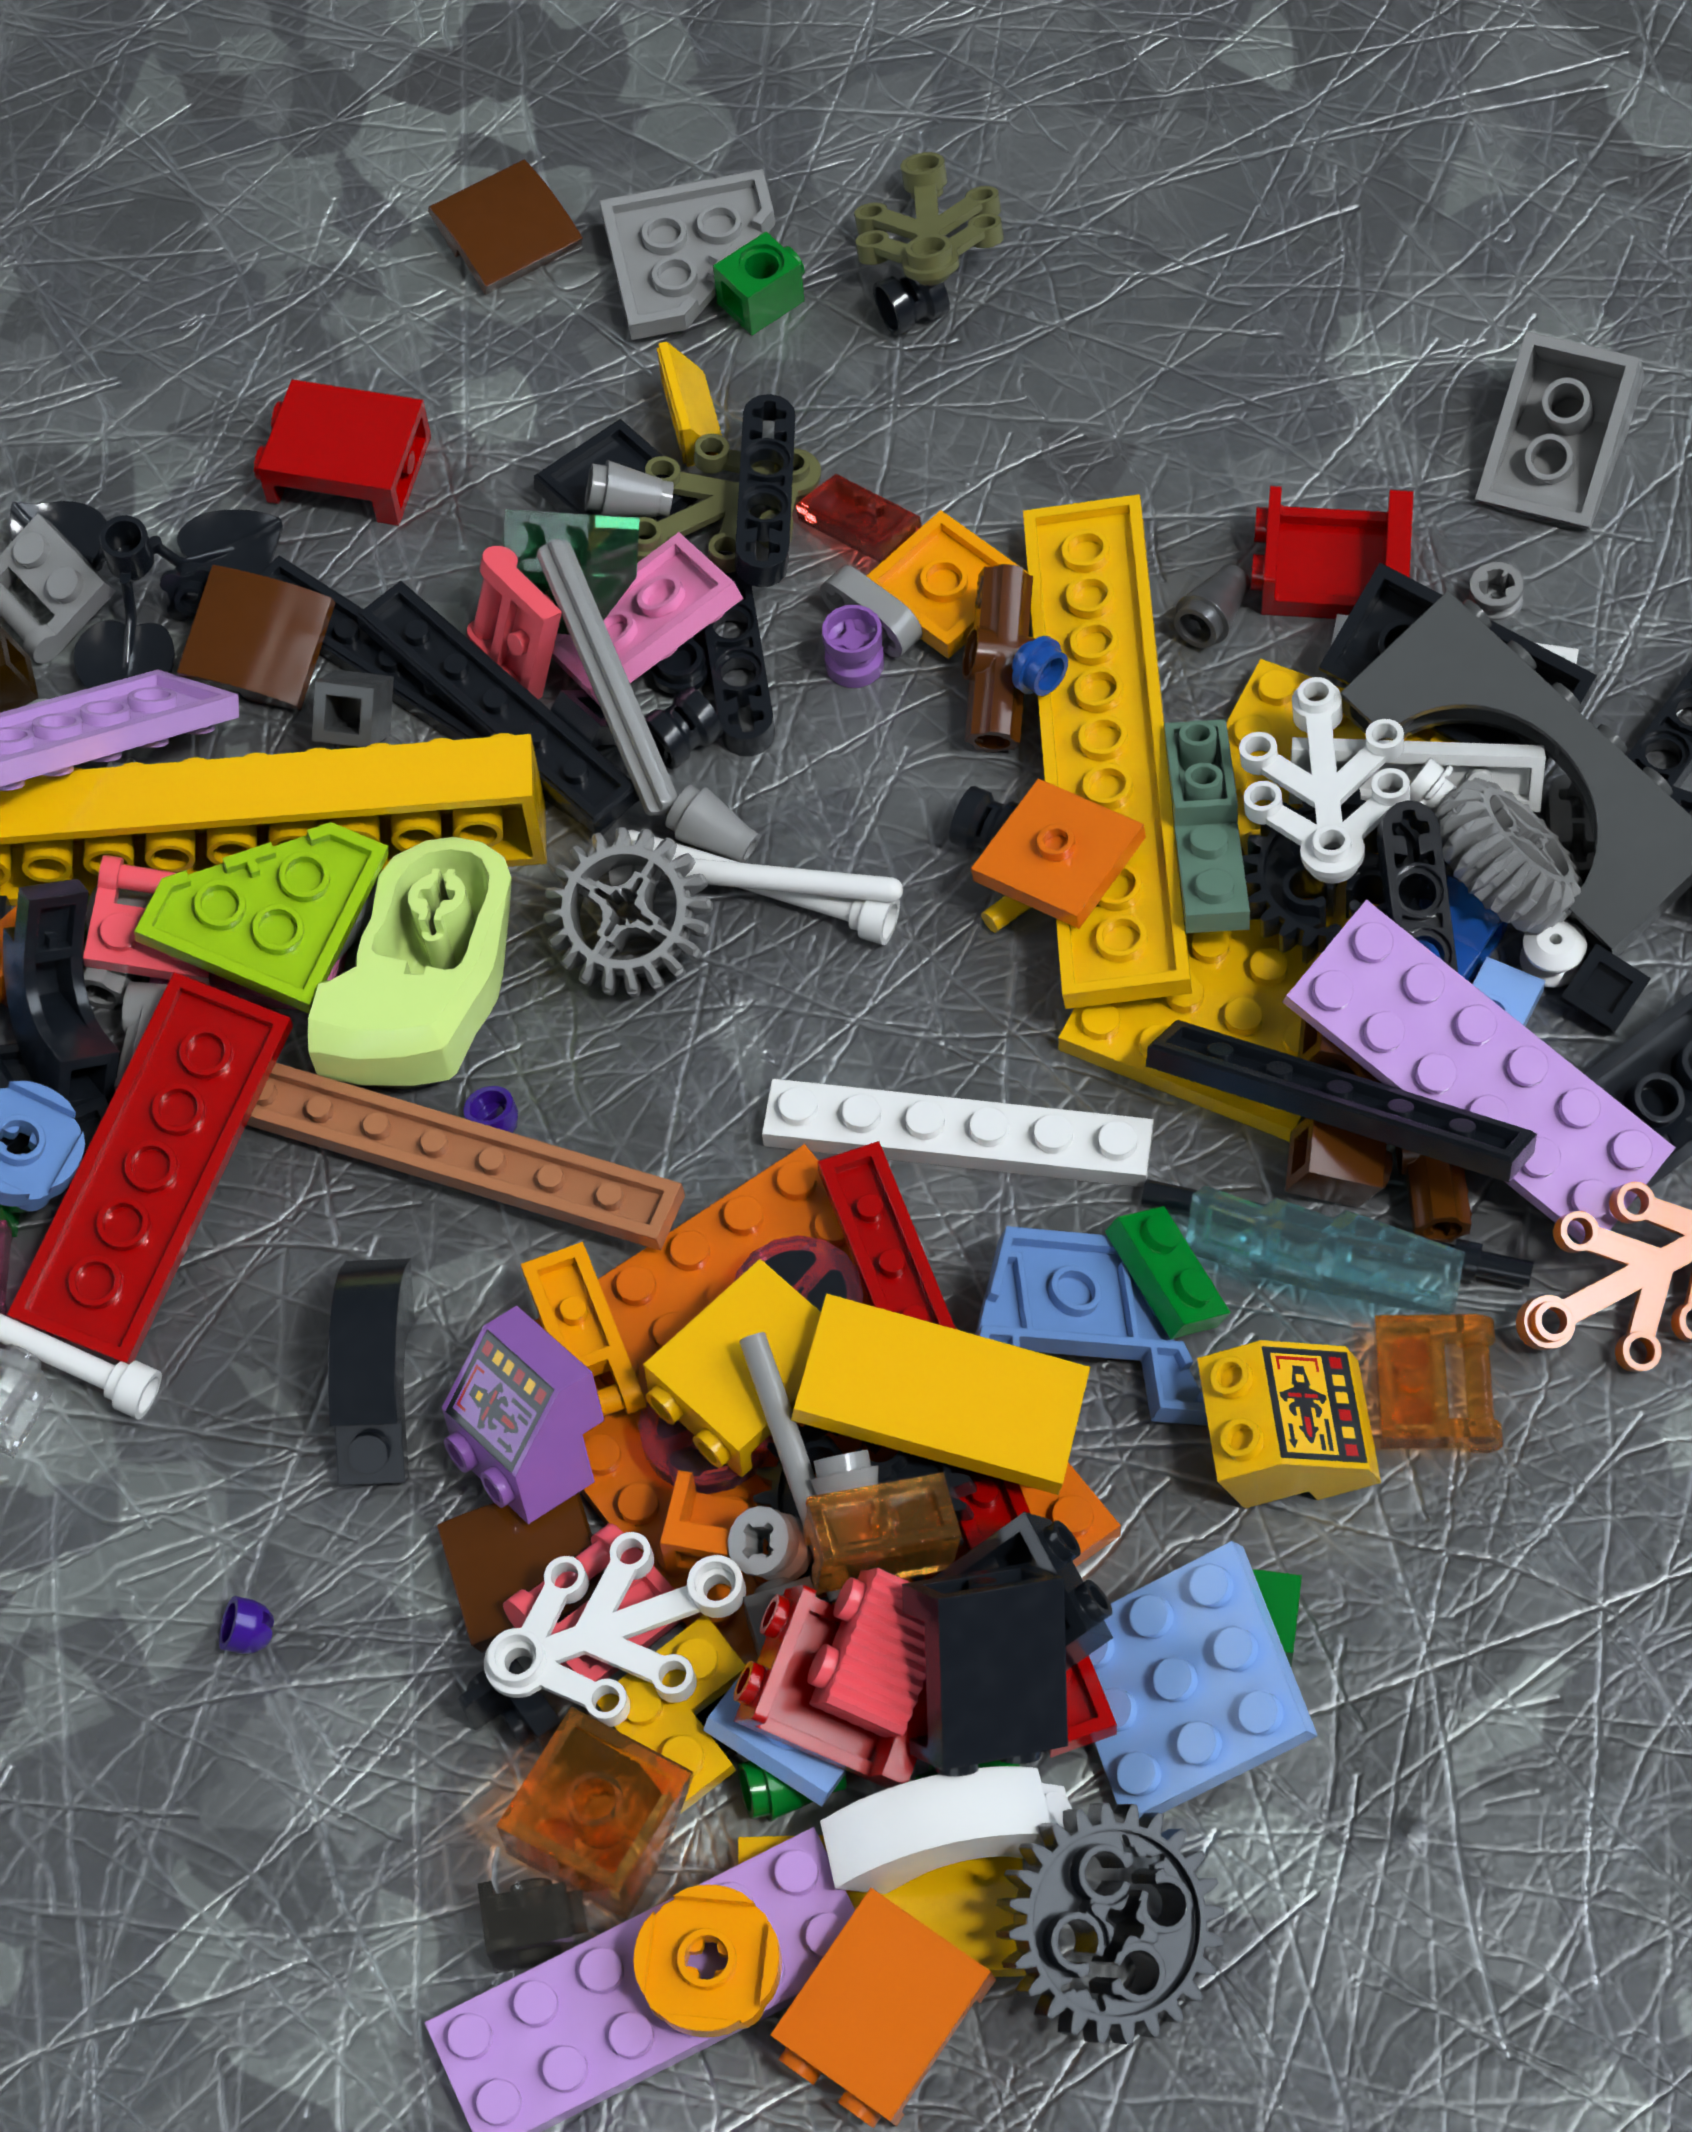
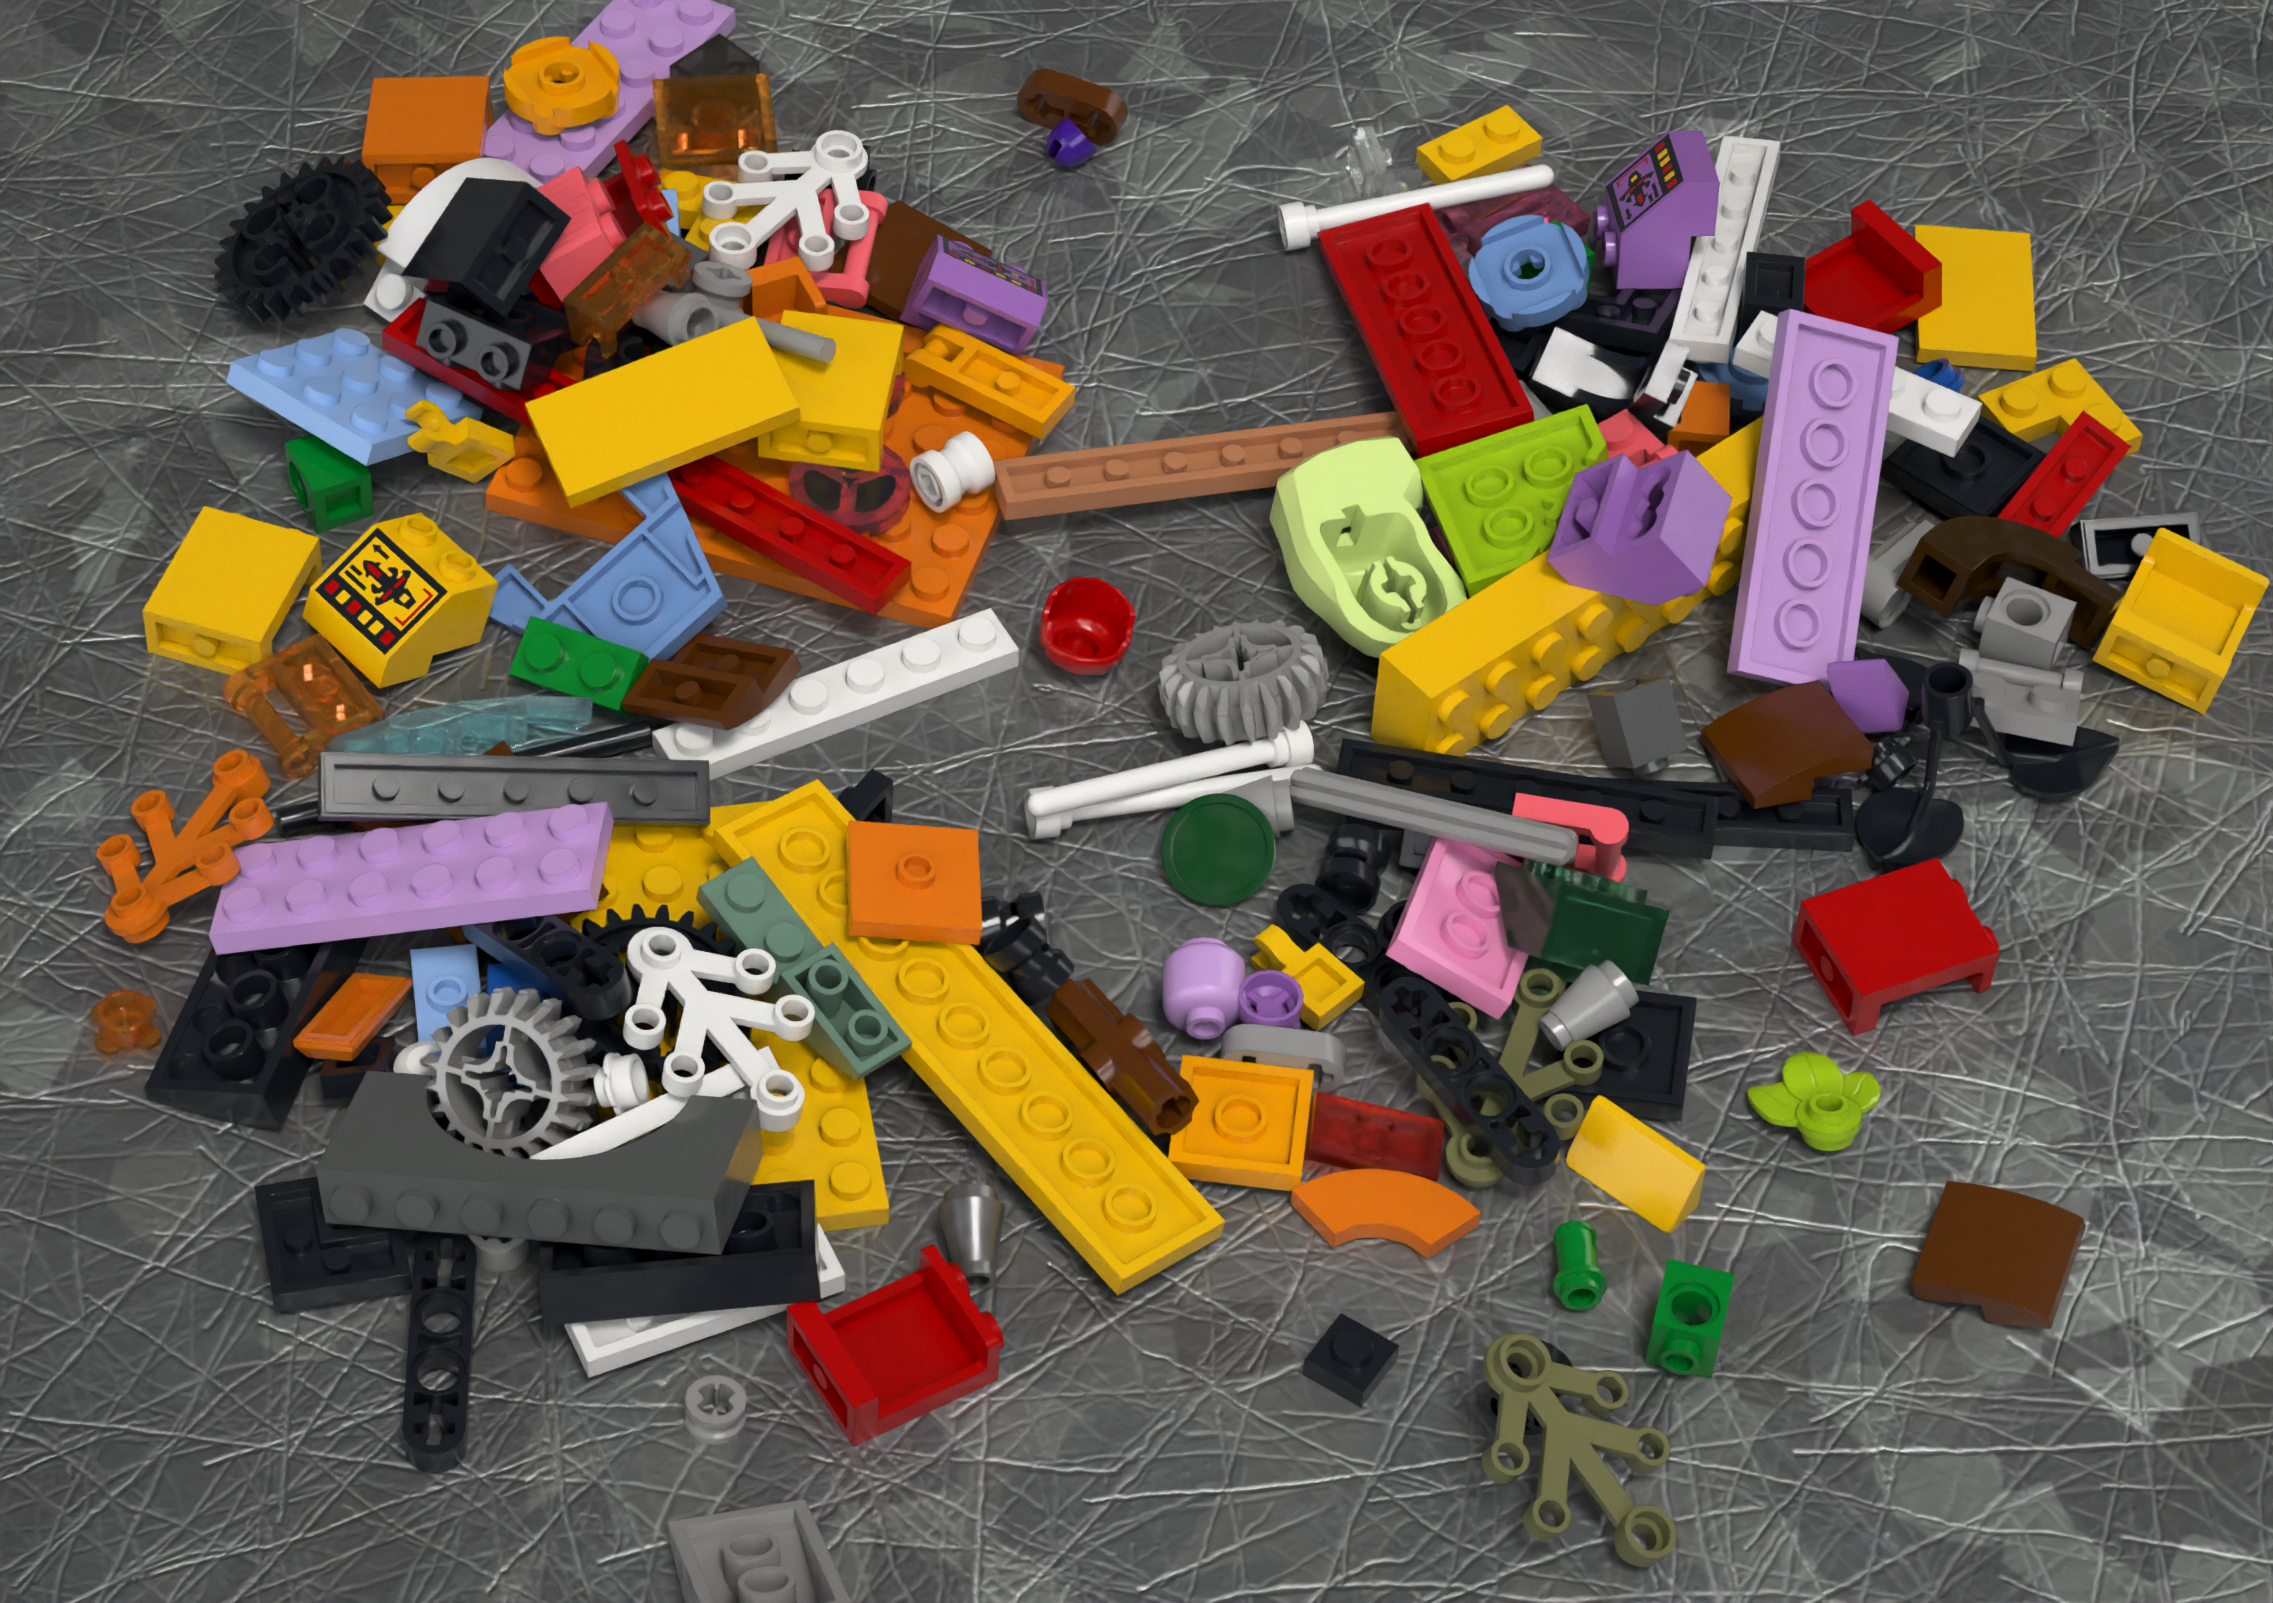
camera: 135 degrees right, 10 degrees down
(153, 634) = (1869, 694): none -> medium lavender slope
(205, 1667) = (1053, 96): none -> reddish brown beam
(236, 749) = (1641, 529): none -> medium lavender piece
(366, 1369) = (1145, 298): black arch -> none
(492, 1107) = (1221, 501): dark purple hinge -> none
(509, 394) = (1817, 1100): none -> lime plate
(671, 239) = (1807, 1325): light grey plate -> none
(701, 1243) = (949, 473): none -> white wheel
(706, 1052) = (1086, 626): none -> red hair
(769, 801) = (1218, 849): none -> dark green piece
(795, 660) = (1324, 980): none -> yellow plate
(805, 353) = (1578, 1276): none -> green pin
(876, 465) = (1385, 1207): none -> orange tile
(885, 686) = (1202, 987): none -> lavender head
(1010, 393) = (1350, 1360): none -> black plate
(1016, 771) = (1031, 964): none -> black wheel
(1029, 989) = (870, 799): none -> black plate
(1039, 666) = (1065, 1028): blue plate -> none
(1071, 1167) = (713, 682): none -> reddish brown slope
(1120, 1561) = (461, 449): none -> yellow plate
(1431, 1534) = (229, 591): none -> yellow panel
(1596, 1020) = (353, 1016): none -> orange tile

